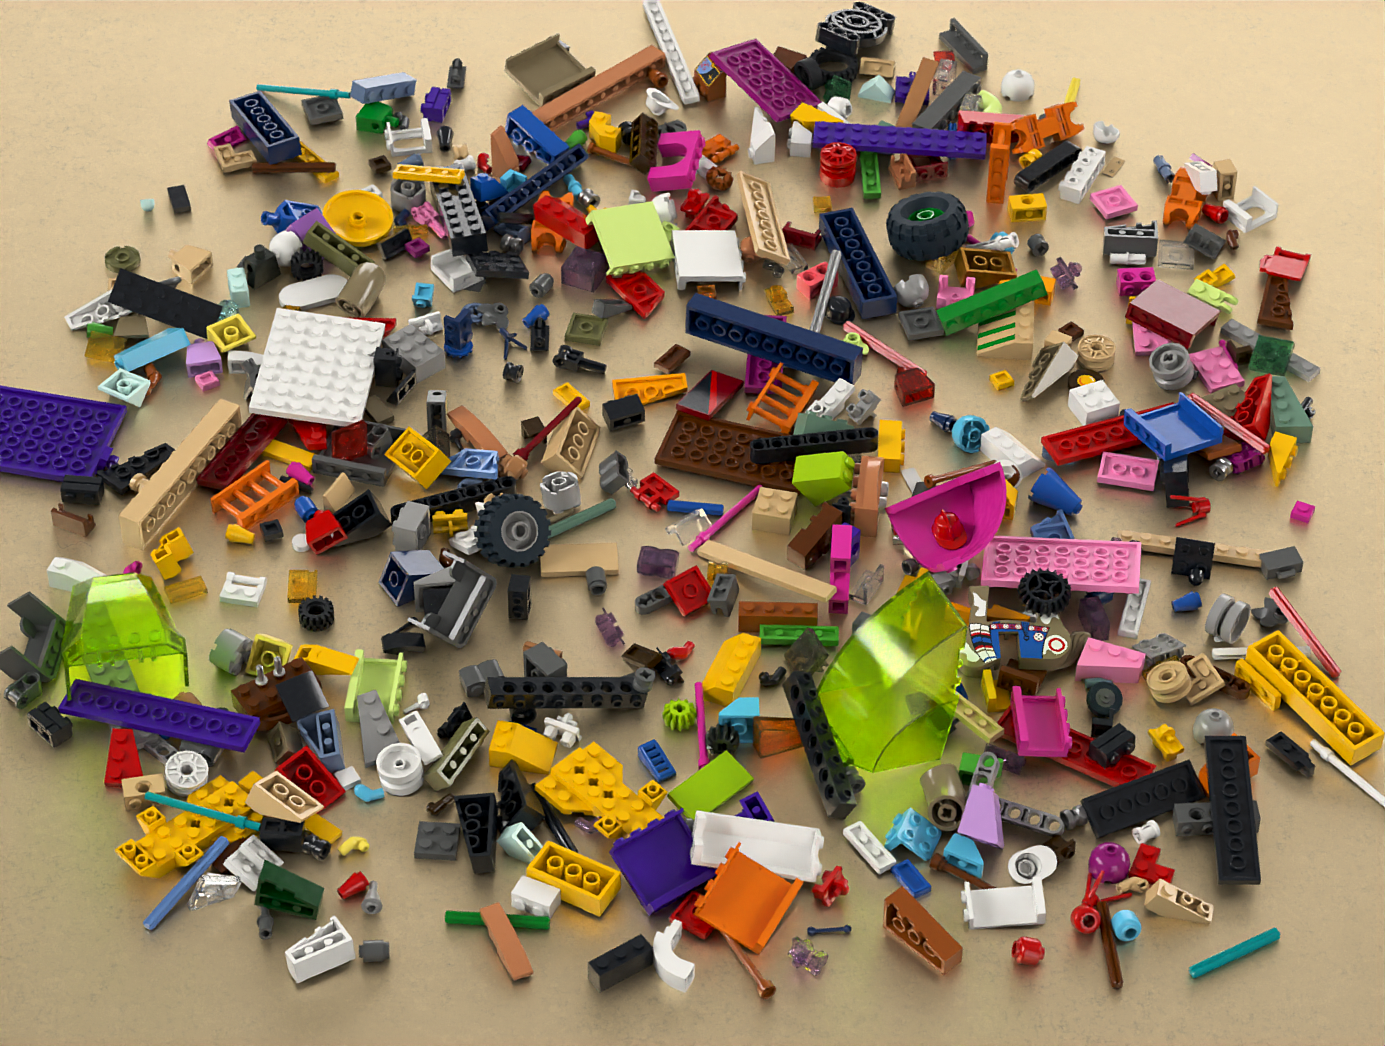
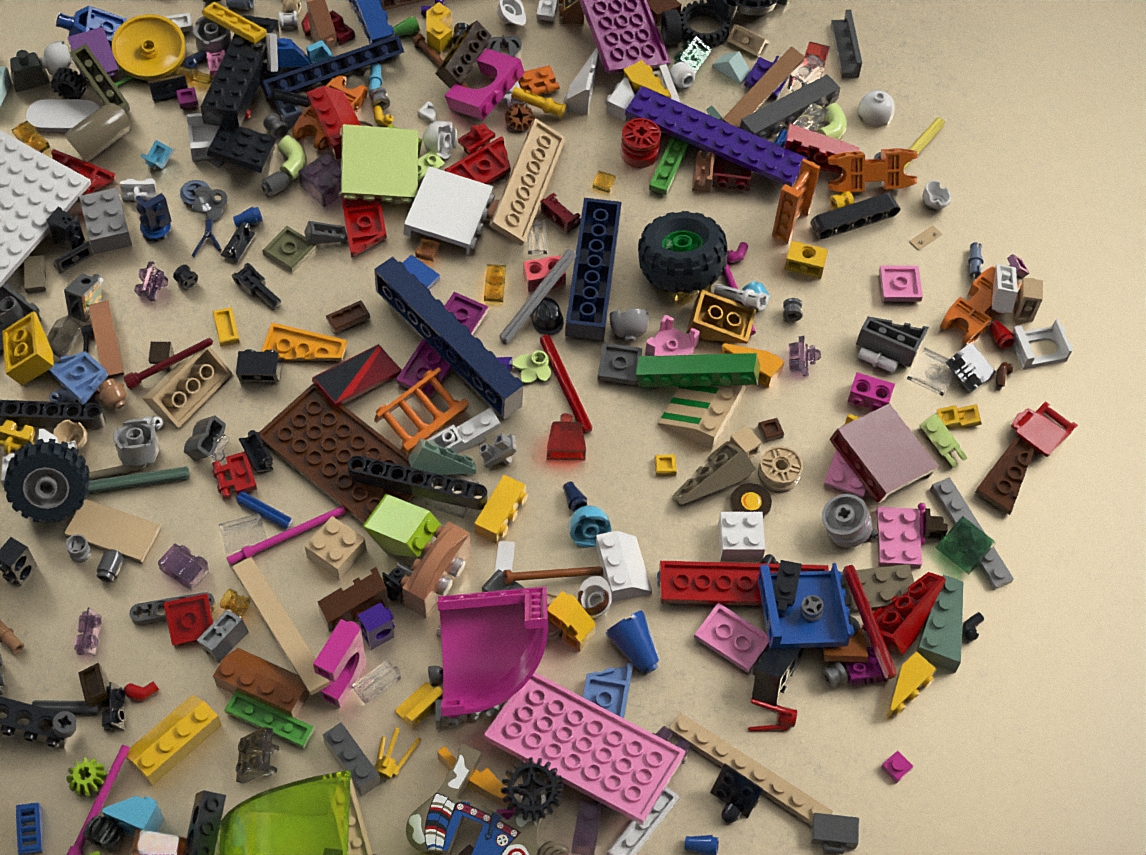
camera: 20 degrees right, 15 degrees up
(478, 186) = (272, 57): none -> white tile
(487, 383) = (152, 281): none -> clear purple hips
(543, 259) = (295, 154): none -> yellowish green cylinder
(561, 577) = (78, 543): none -> light grey wheel
(670, 472) = (257, 455): none -> black hinge
(734, 161) = (546, 105): none -> yellow pin
(766, 679) = (210, 766): black arm -> none
(777, 268) = (514, 247): clear smoke arm -> none
(949, 531) = (490, 653): red piece -> none
(1082, 174) = (885, 238): white brick -> none
(1150, 413) = (786, 585): none -> black hinge
(1181, 424) = (813, 603): none -> flat silver wheel

